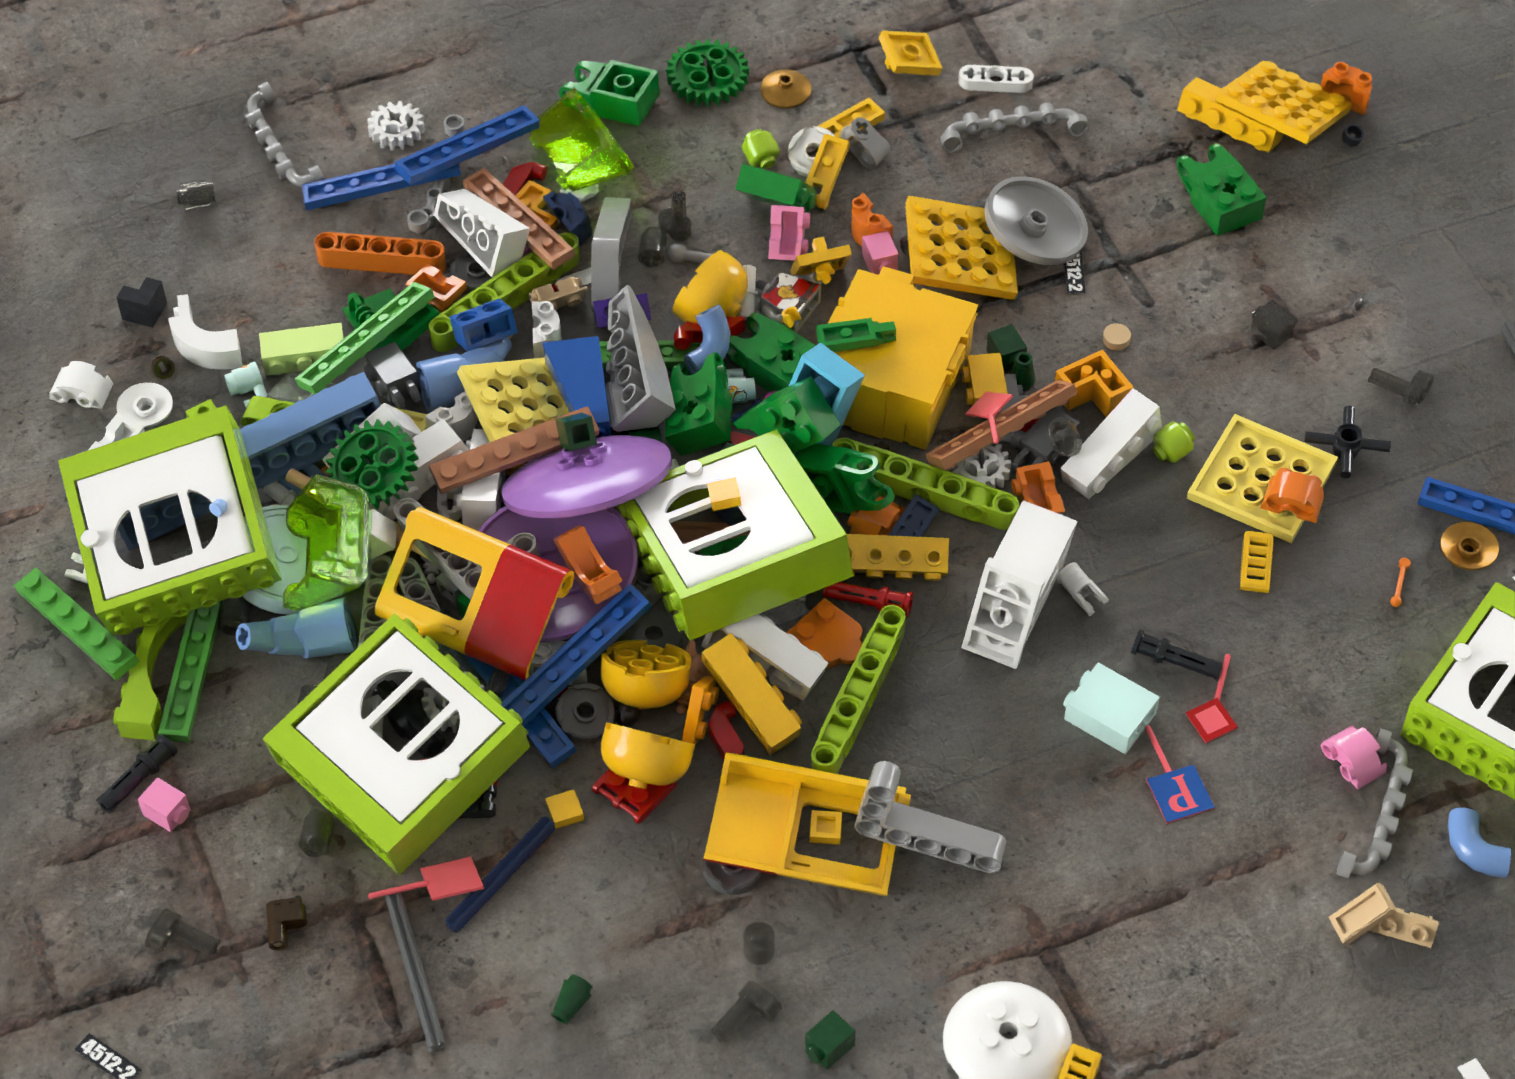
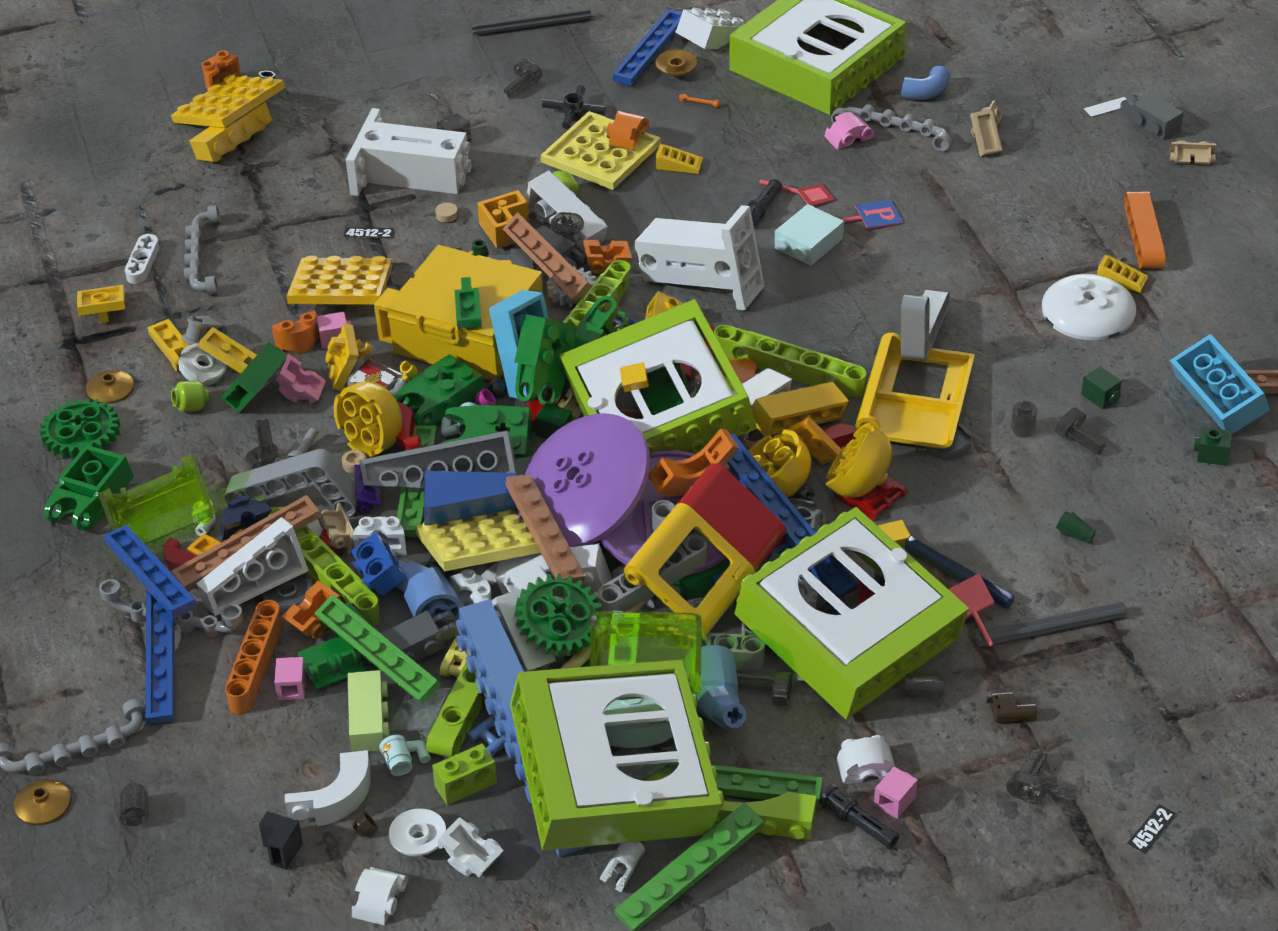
camera: 85 degrees left, 10 degrees down
(214, 784) = (864, 758): none -> white cylinder
(215, 135) = (42, 802): none -> pearl gold dish
(218, 507) = (628, 688): light blue piece -> none
(349, 280) = (290, 678): none -> bright pink brick
(395, 125) = (82, 648): white gear -> none
(576, 431) = (546, 472): dark green brick -> none
(667, 300) = (351, 458): none -> tan tile
(715, 338) = (427, 417): medium blue cylinder -> none
(825, 827) = (911, 385): yellow tile -> none
(987, 407) = (532, 261): coral piece -> none
(1036, 220) = (322, 237): light grey dish -> none
(1198, 272) = (407, 157): none -> white brick
(1221, 190) = (309, 143): green brick -> none

